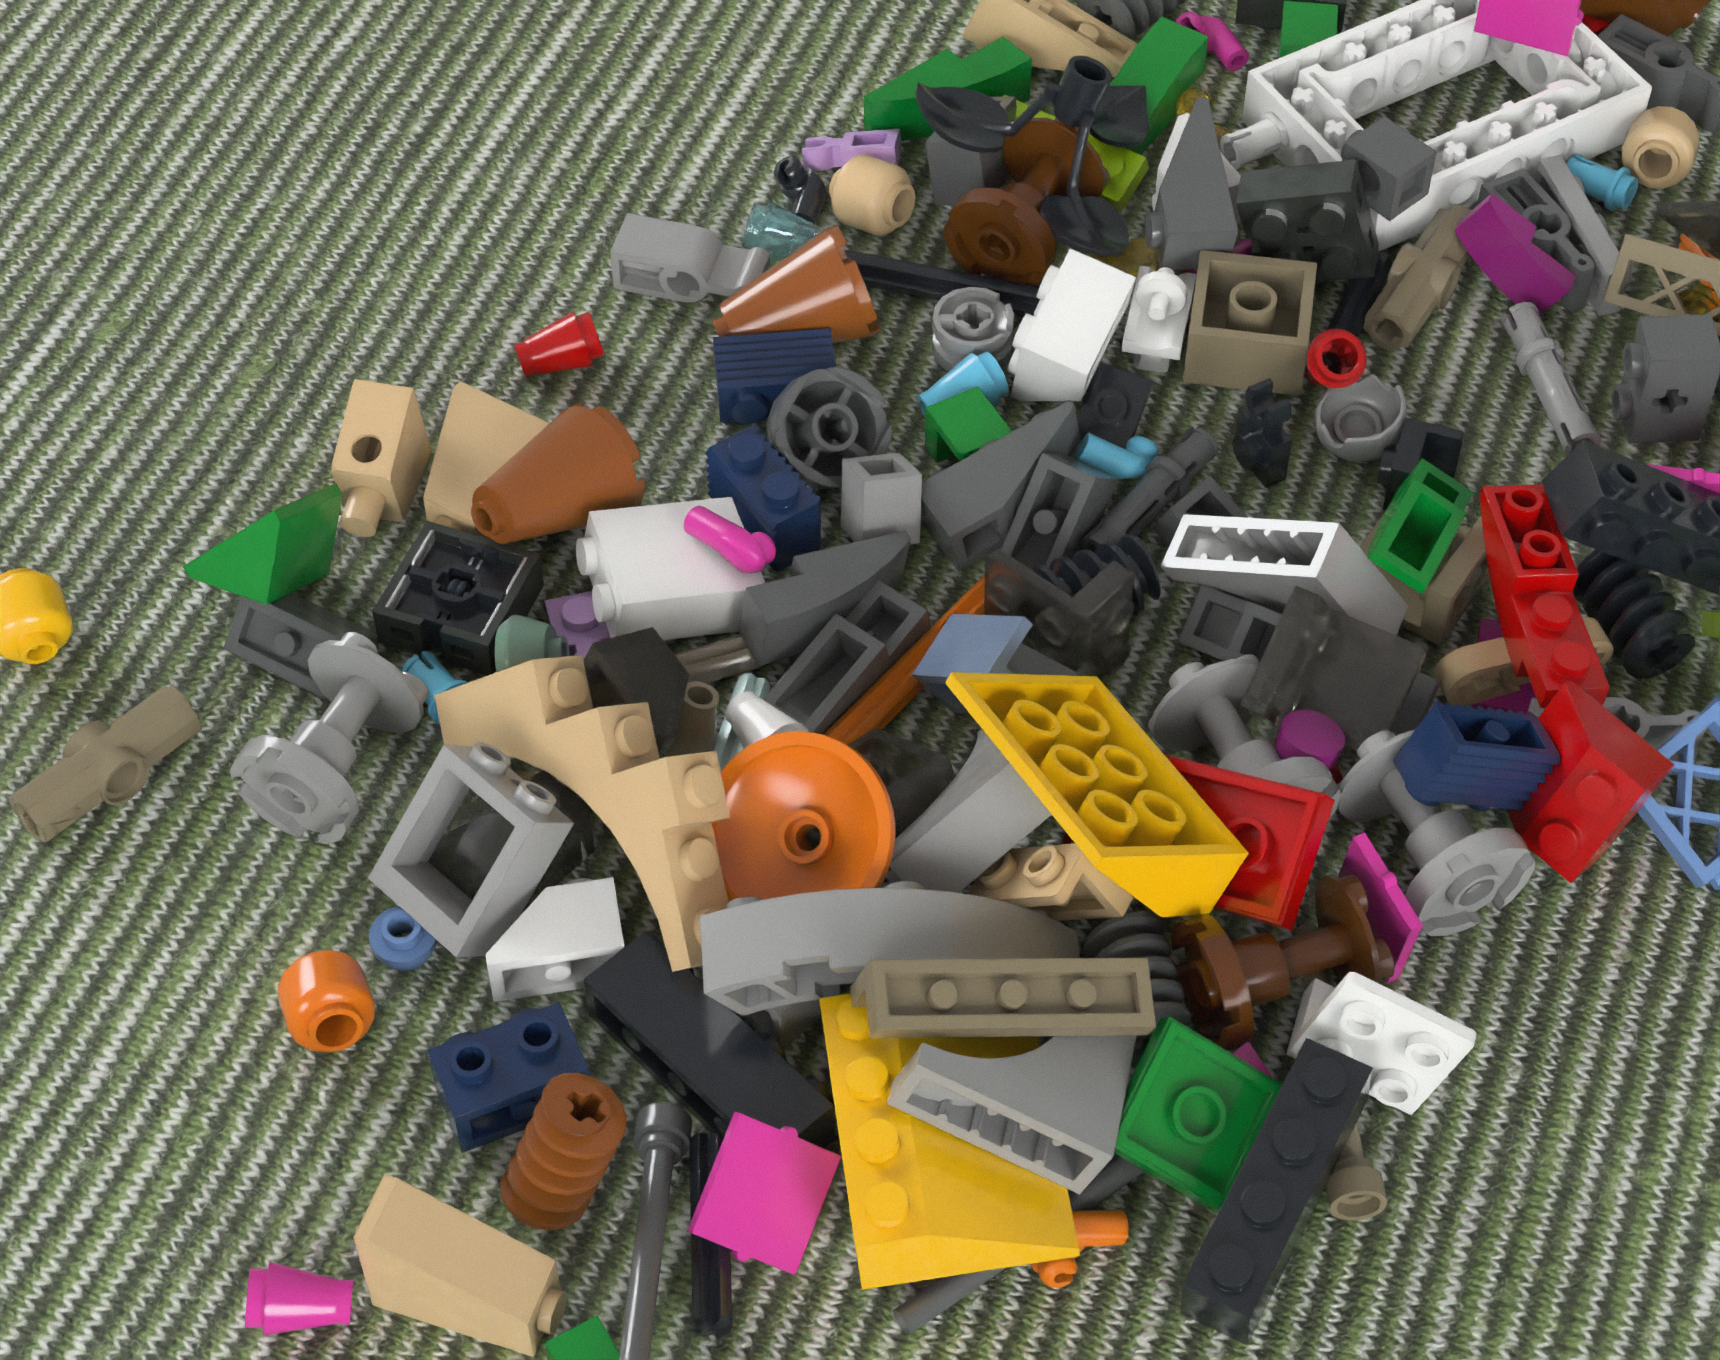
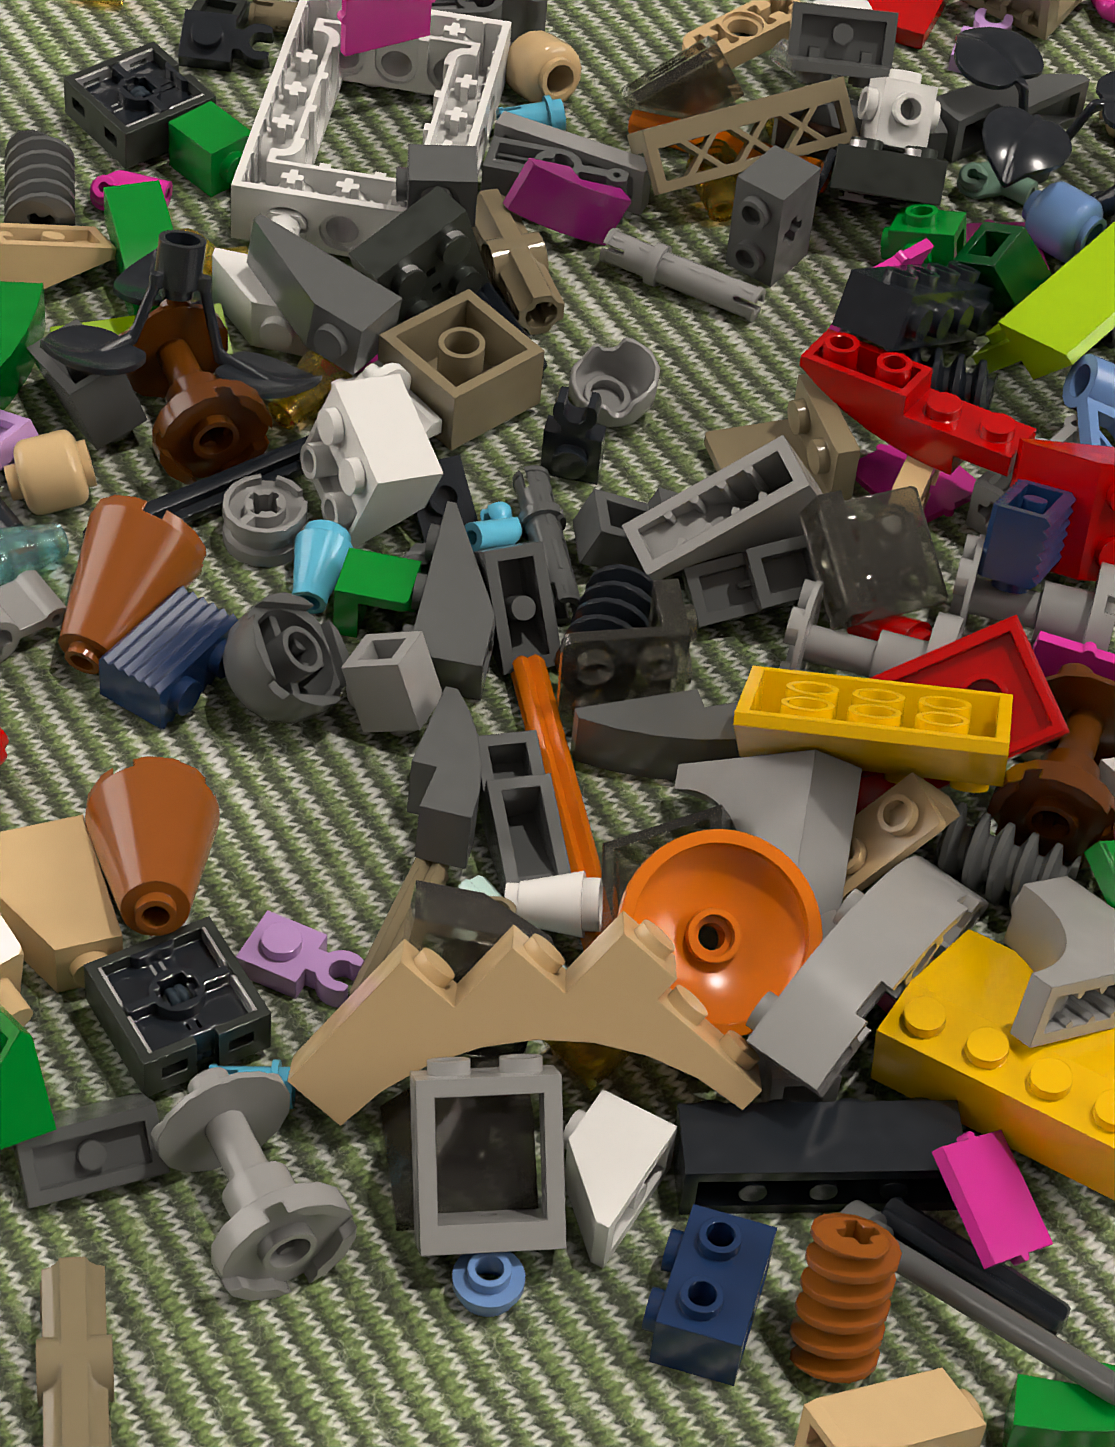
camera: 55 degrees left, 5 degrees down
(326, 1001) = (513, 1370): orange head -> none
(526, 639) = (299, 997): sand green cone -> none
(660, 576) = (313, 851): white brick -> none
(735, 544) = (364, 784): dark pink arm -> none
(766, 494) = (297, 748): dark blue brick -> none
(970, 646) = (638, 731): sand blue panel -> none
(1005, 997) = (1012, 913): dark tan fence -> none
(1310, 735) = (906, 609): magenta tile -> none
(1345, 354) = (569, 349): red cone -> none
(1419, 440) = (681, 391): black bracket -> none
(1419, 525) = (759, 411): green slope -> none

